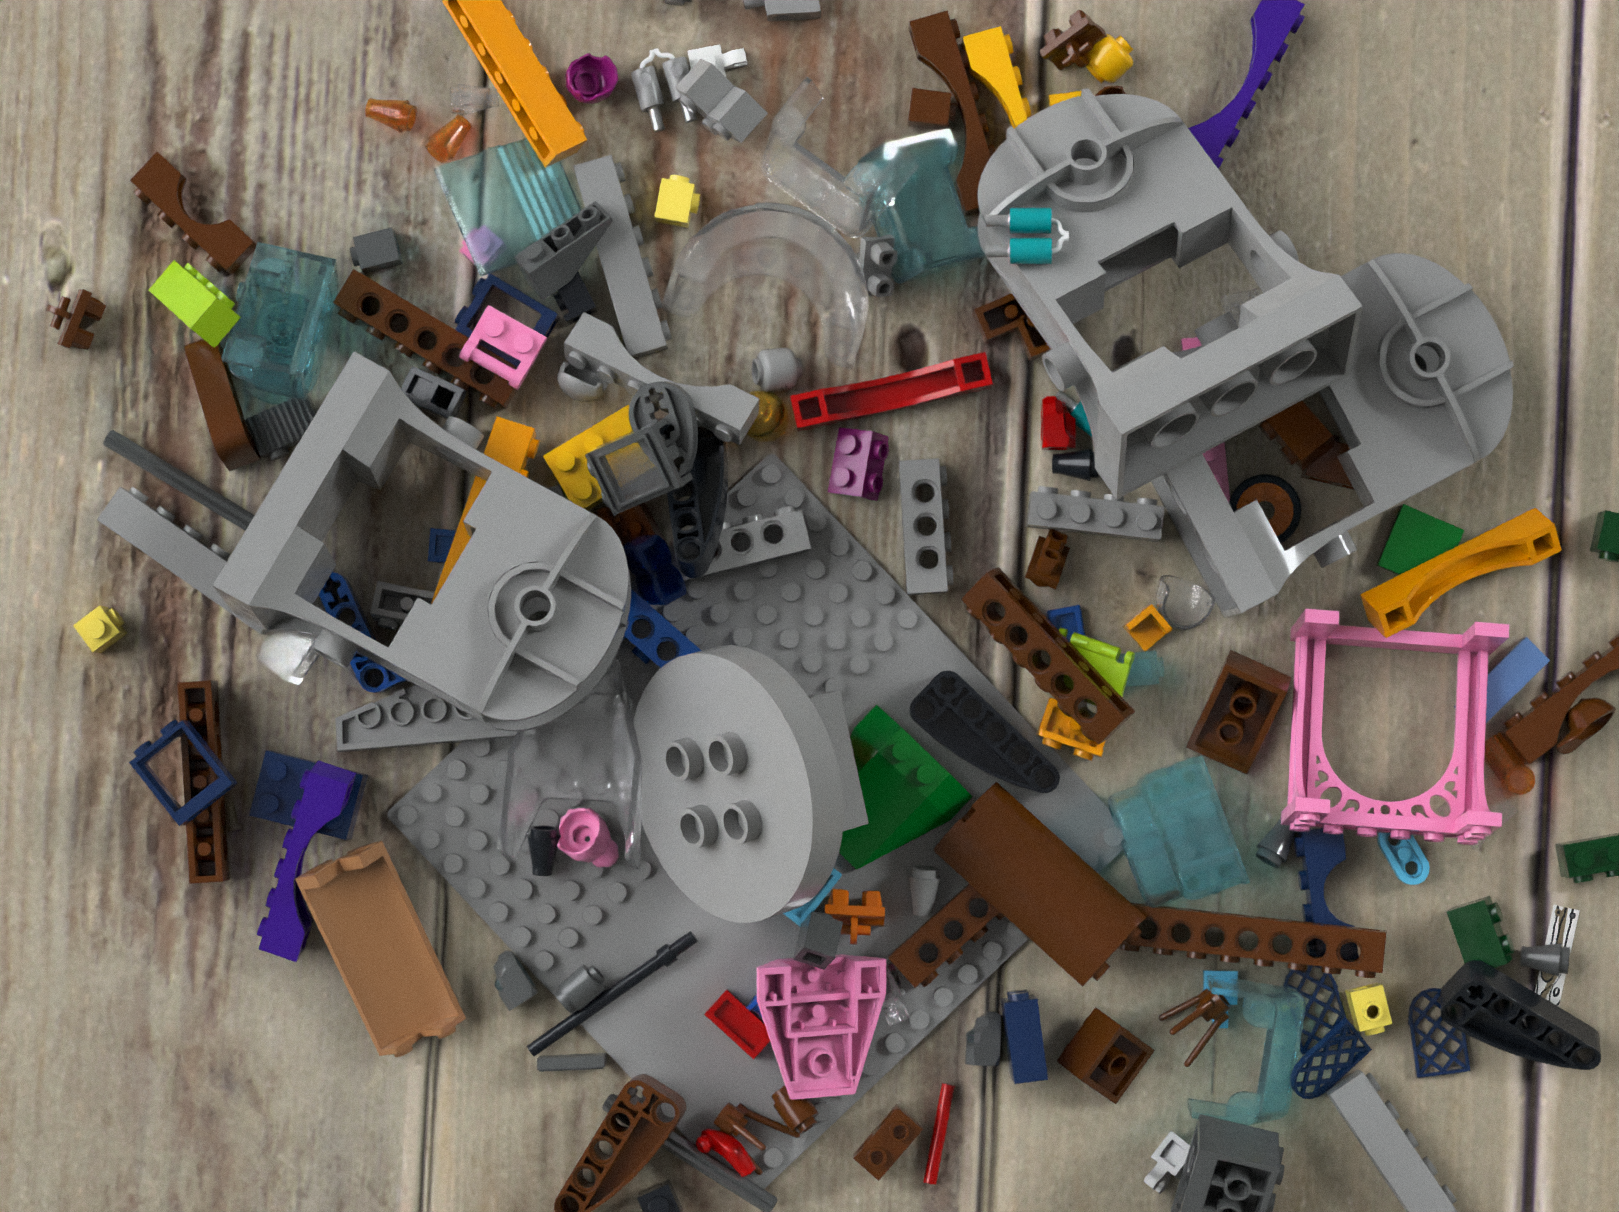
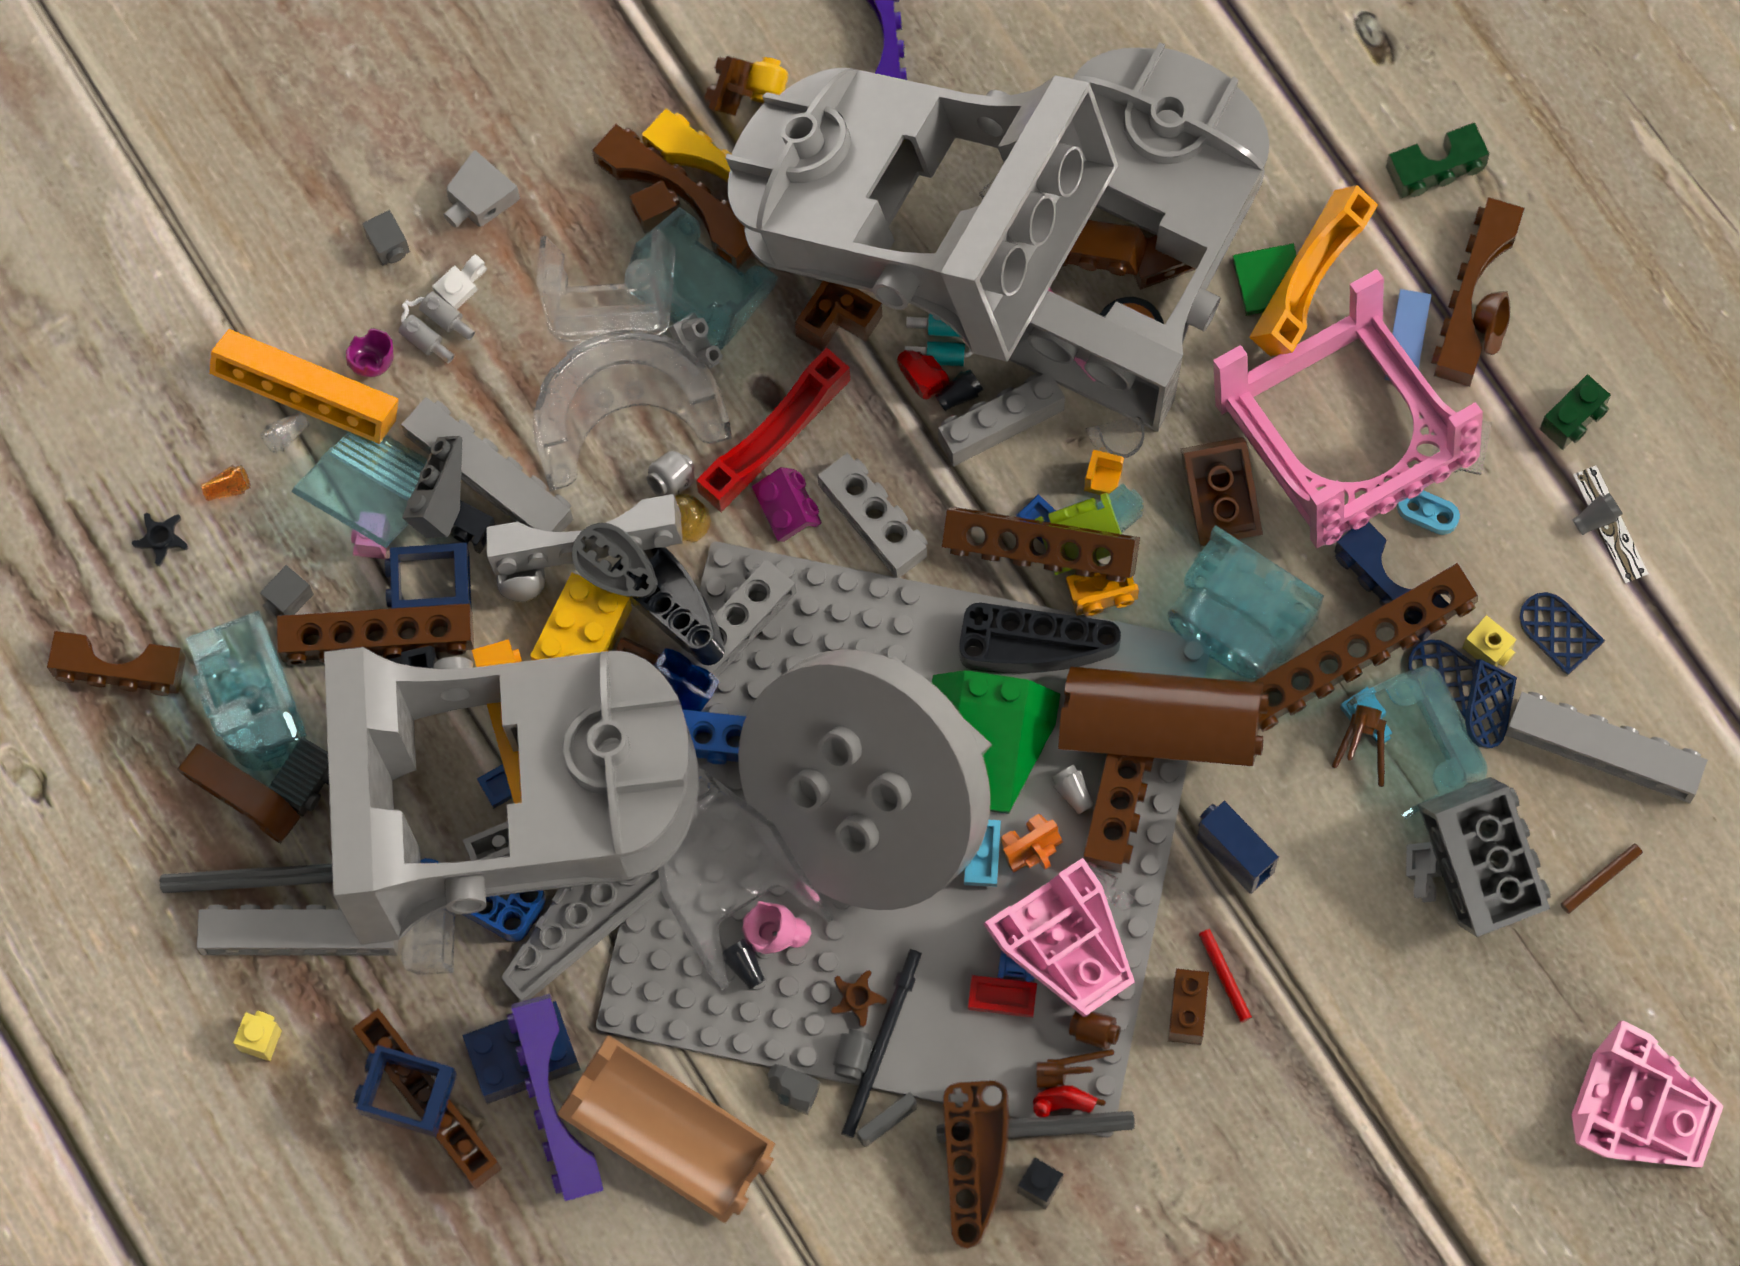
camera: 35 degrees left, 15 degrees down
(71, 333) = (72, 793): reddish brown hips -> none
(196, 302) = (166, 718): lime brick -> none
(305, 122) = (160, 537): none -> black animal
(448, 139) = (285, 474): clear orange cone -> none
(507, 336) = (440, 583): bright pink plate -> none
(618, 941) = (857, 997): none -> reddish brown animal
(635, 468) = (612, 605): window -> none
(676, 201) = (502, 402): light yellow brick -> none
(724, 106) = (484, 303): light grey brick -> none
(818, 940) = (1017, 878): dark grey brick -> none
(984, 1041) = (1208, 875): dark grey rock -> none
(1026, 249) = (802, 224): teal piece -> none
(1048, 559) = (989, 475): reddish brown hips -> none
(1105, 1055) = (1312, 820): reddish brown slope -> none
(1275, 845) = (1325, 570): dark grey cone -> none
(1480, 932) = (1533, 529): dark green brick -> none
(1504, 761) = (1454, 390): clear orange piece -> none
(1516, 1019) = (1600, 580): black beam -> none

